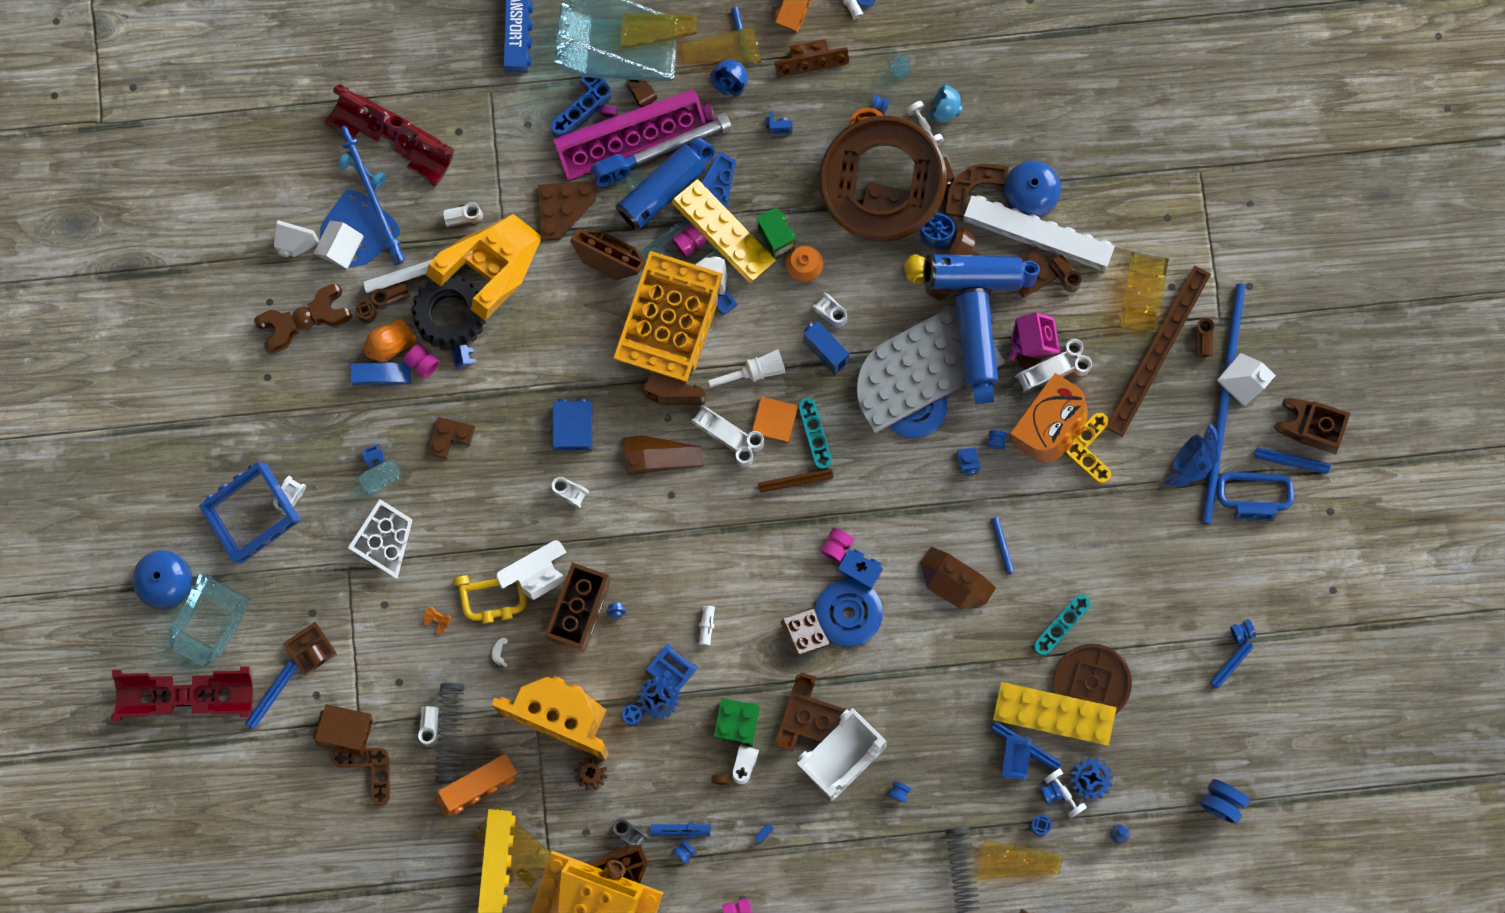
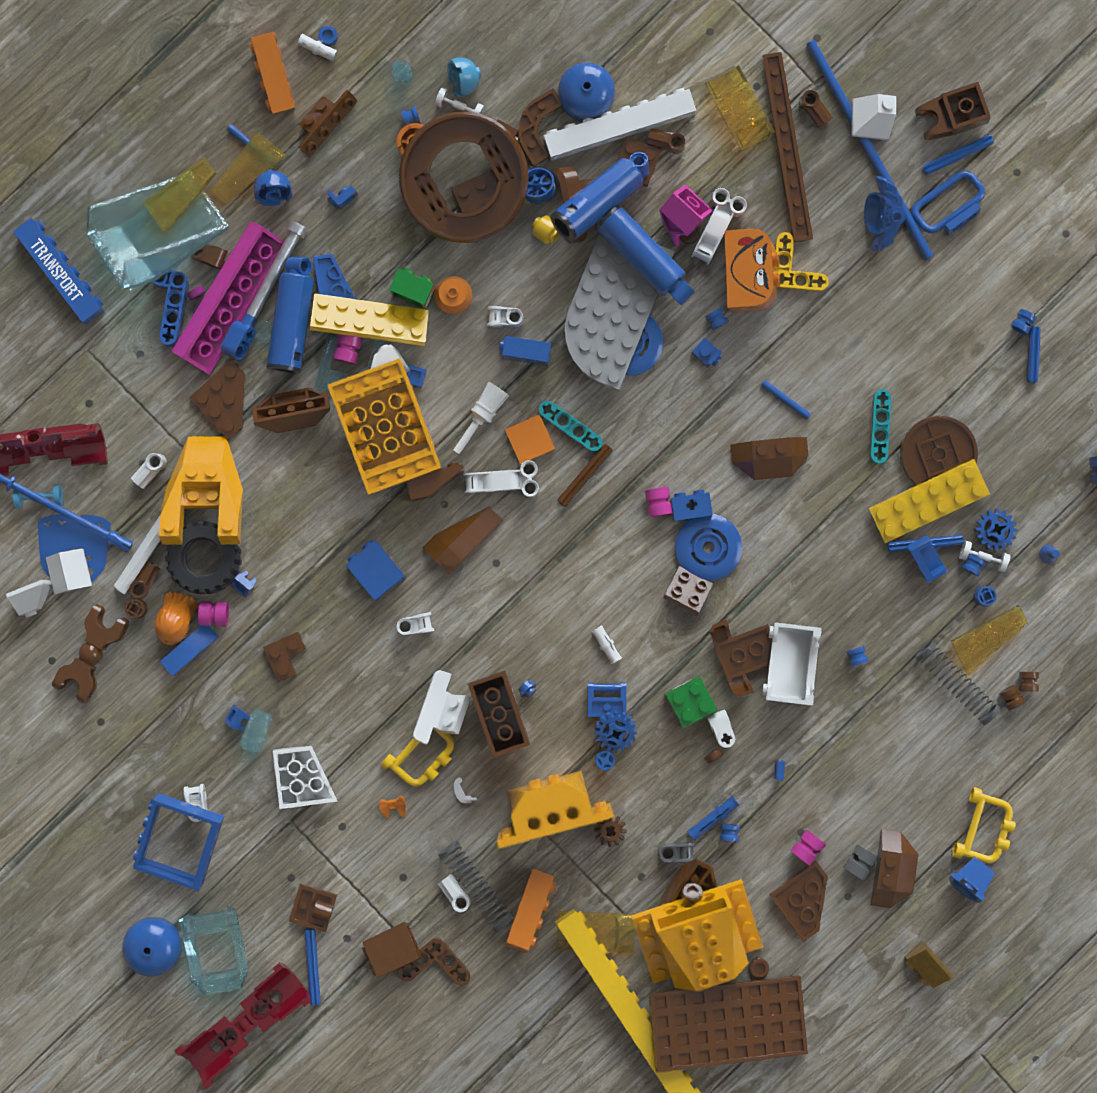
camera: 40 degrees left, 10 degrees up
(708, 111) = (281, 233): magenta tile -> none

